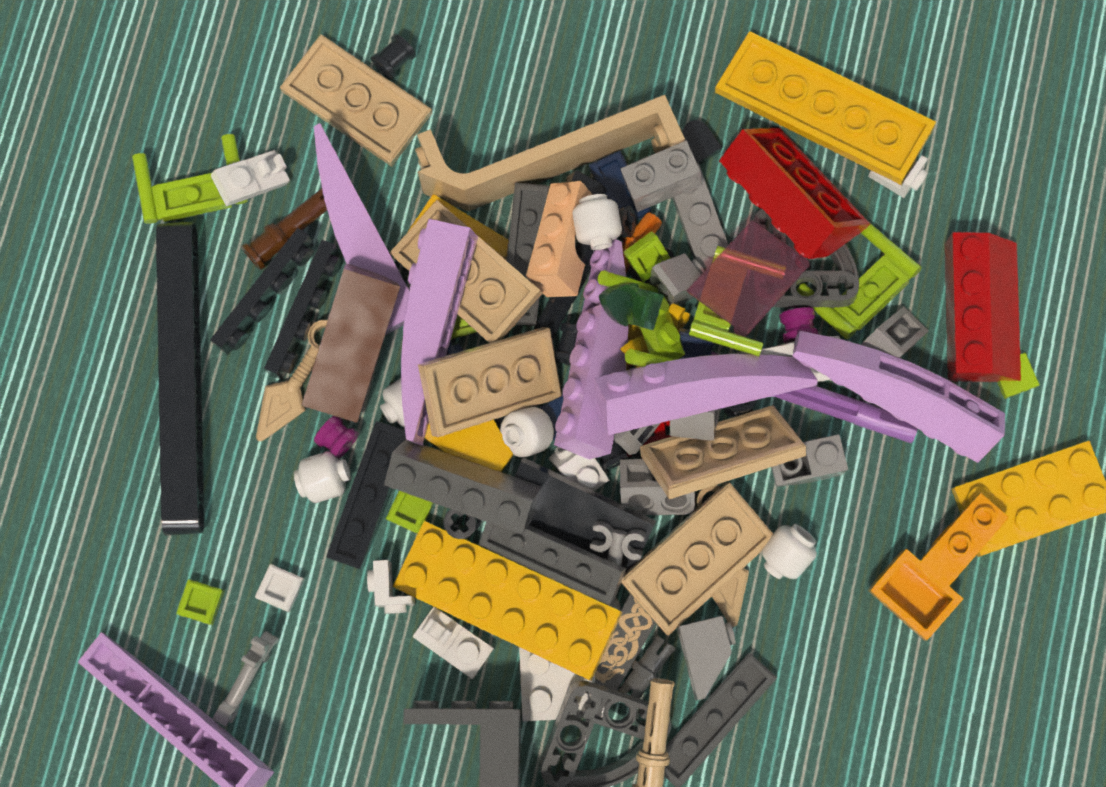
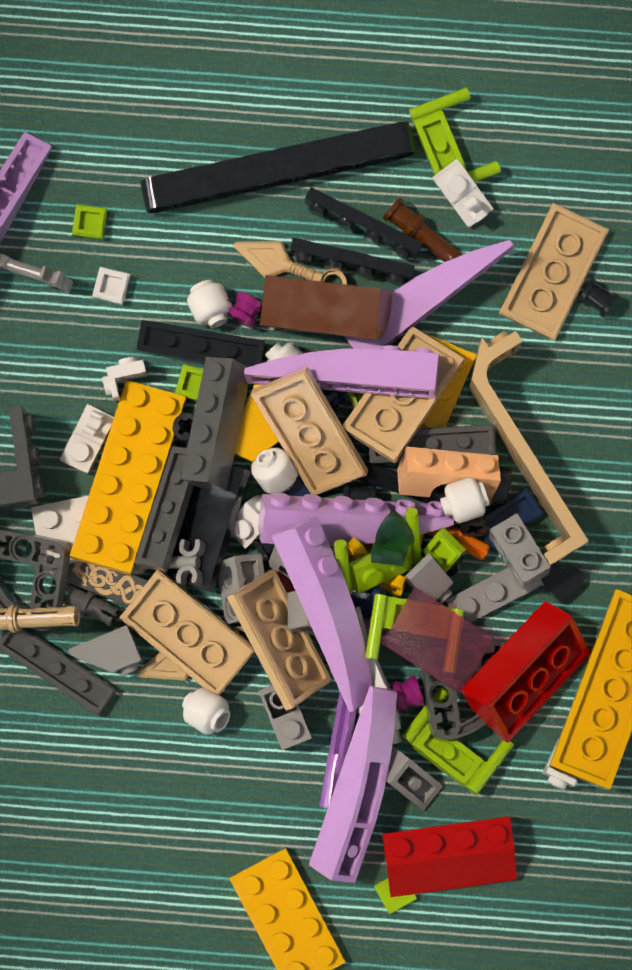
camera: 80 degrees right, 5 degrees up
(921, 588) = (191, 828): light orange plate -> none

